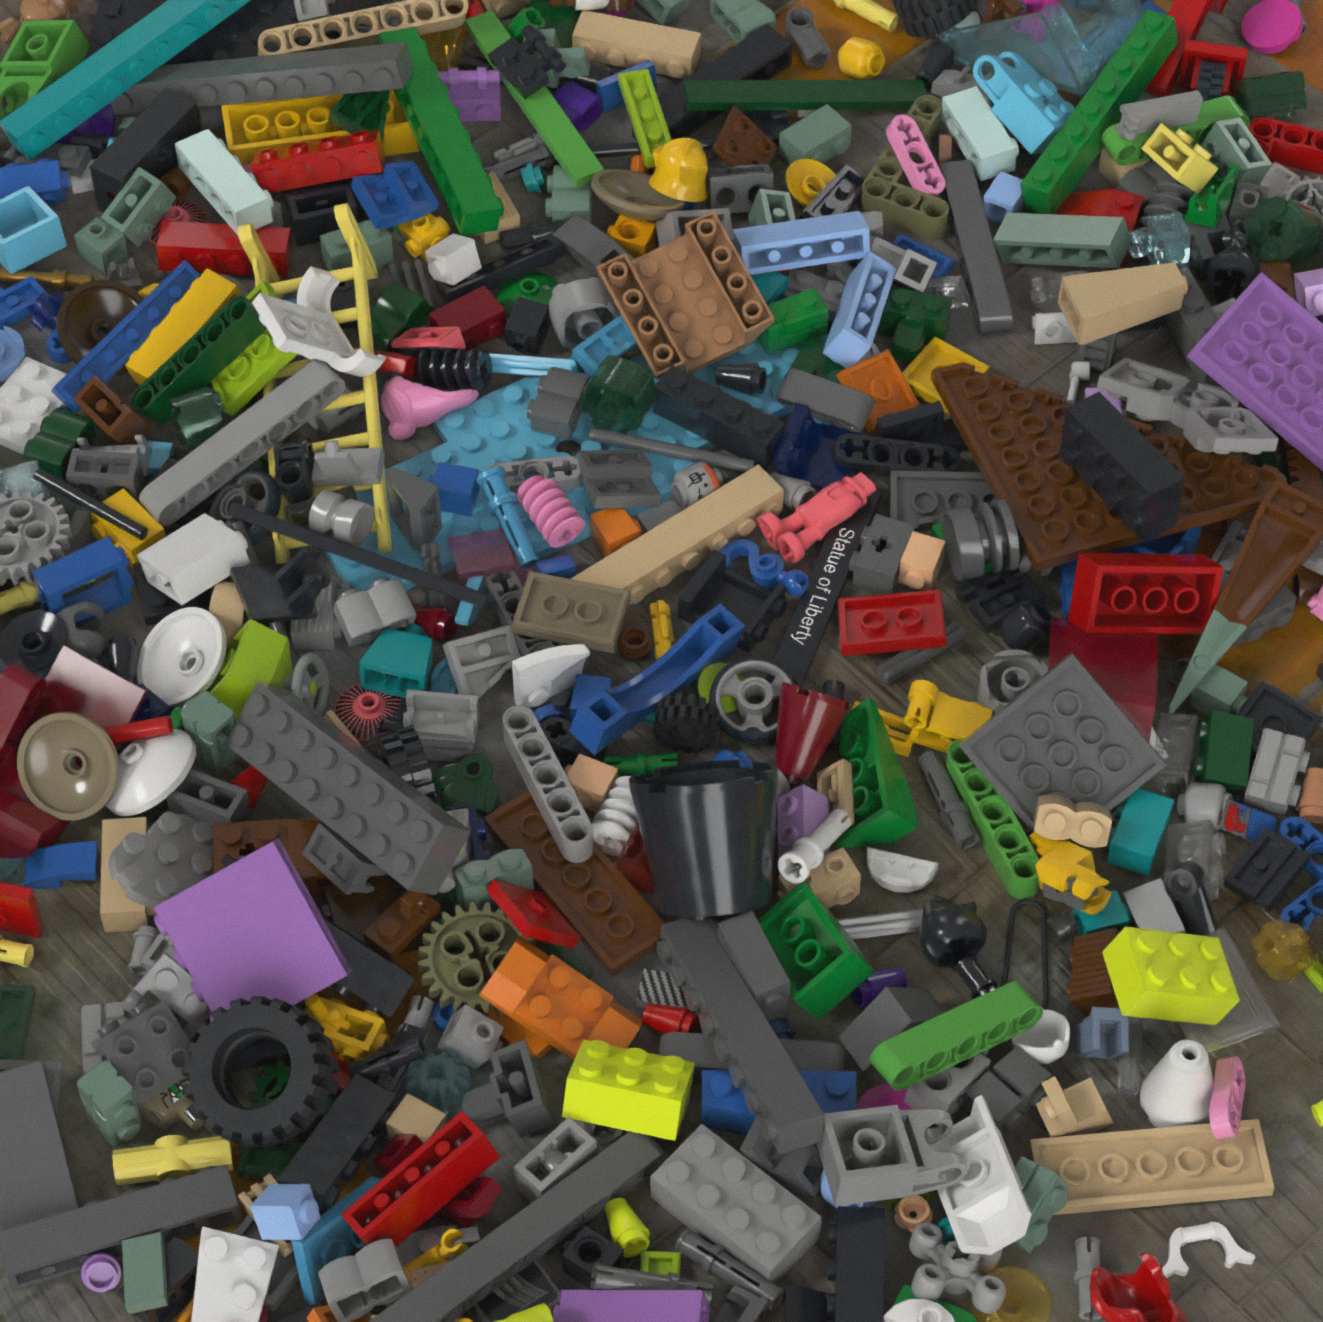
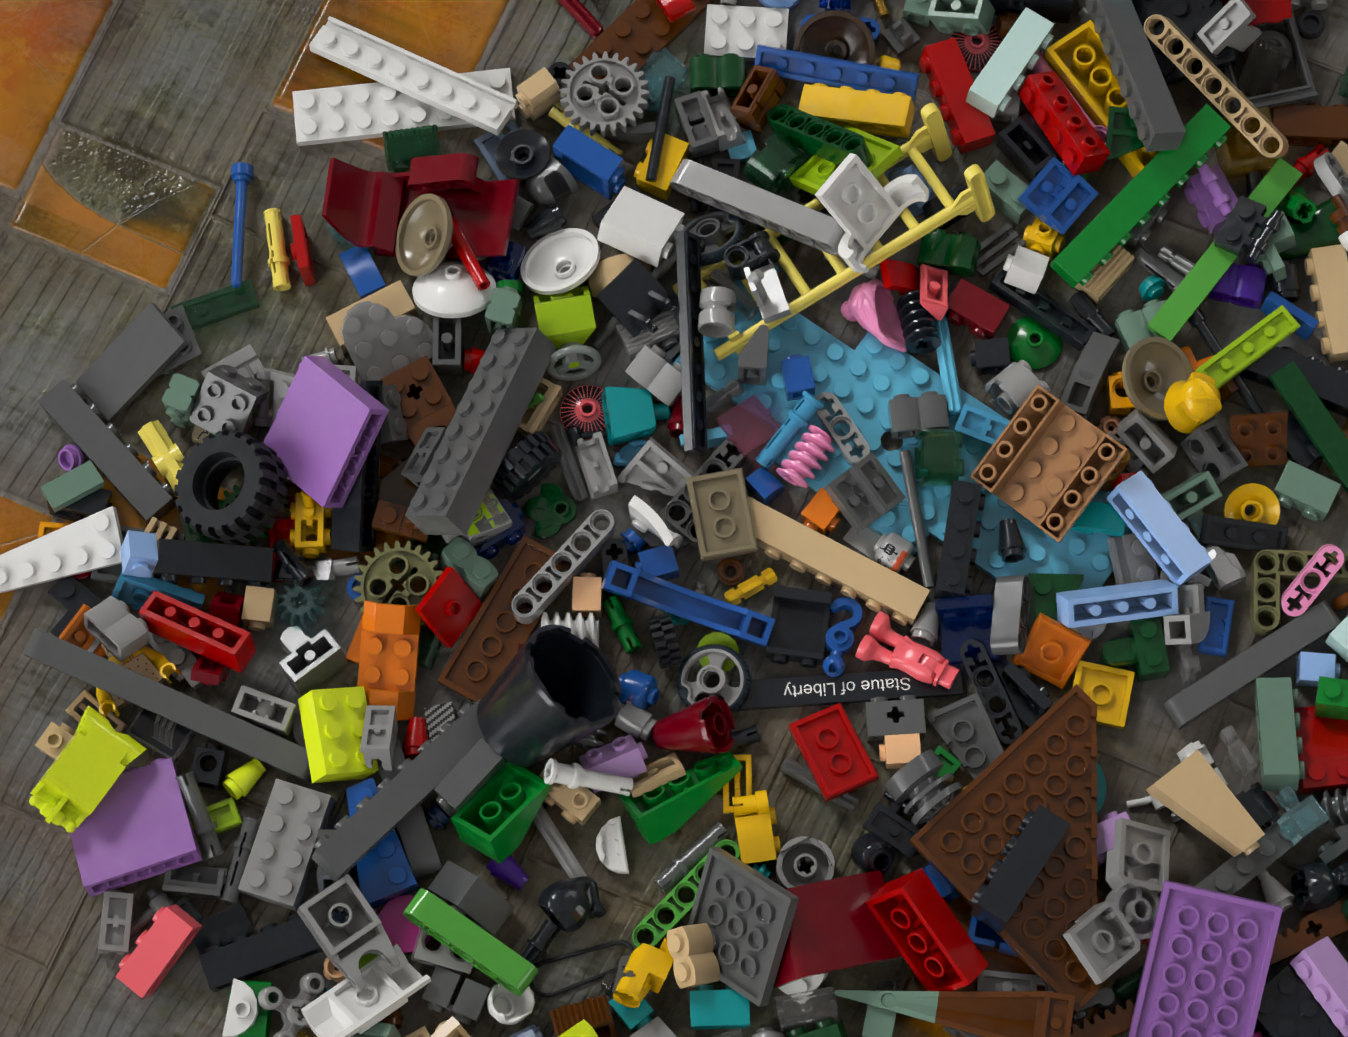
camera: 70 degrees right, 20 degrees up
(471, 1036) = (340, 610): light grey brick -> none
(658, 1033) = (379, 735): none -> light grey hinge
(795, 320) = (1084, 555): green brick -> none

